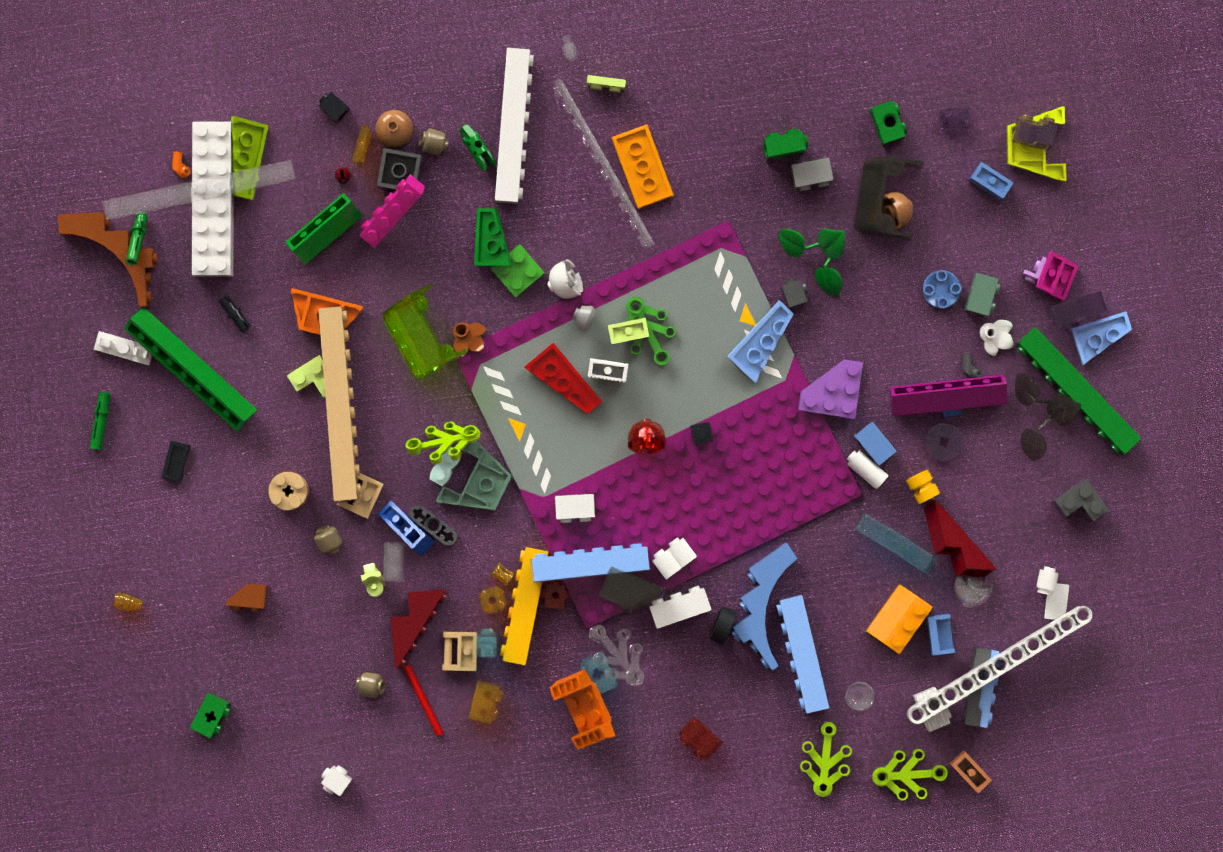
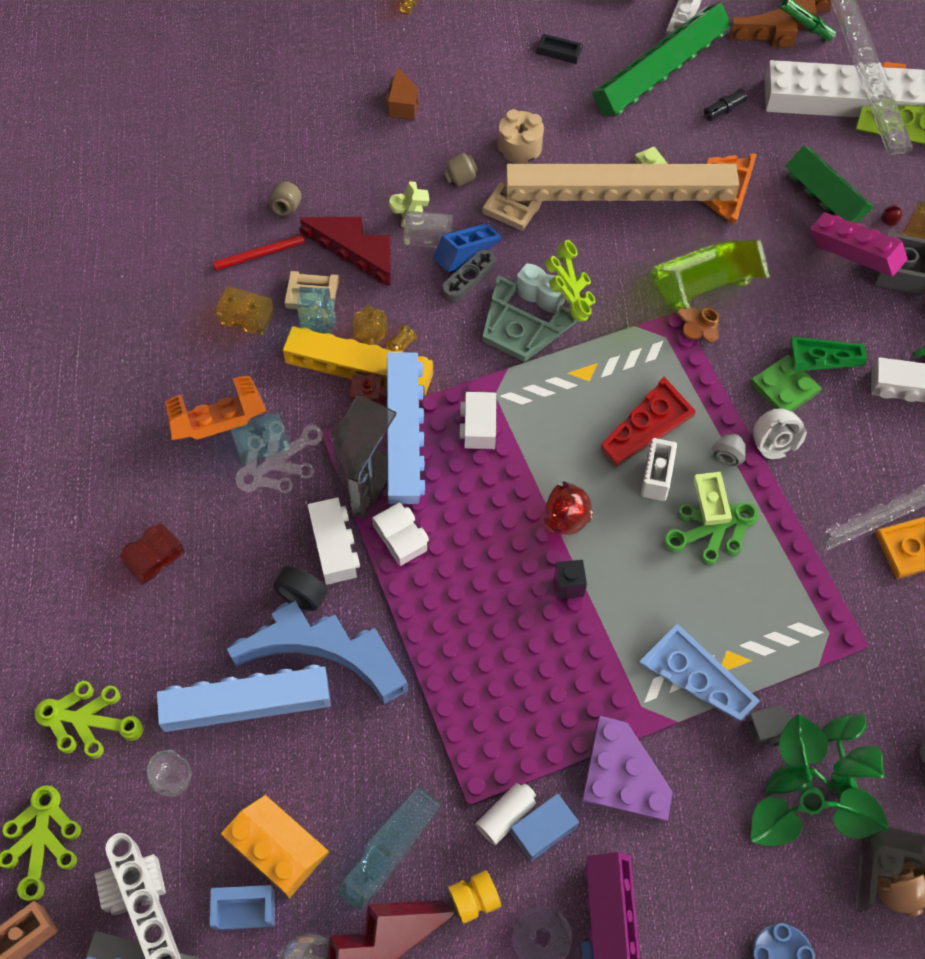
camera: 95 degrees right, 25 degrees down
(201, 721) = (276, 55): green brick -> none
(335, 780) = (179, 160): white brick -> none
(858, 290) = (776, 824): none -> green plant

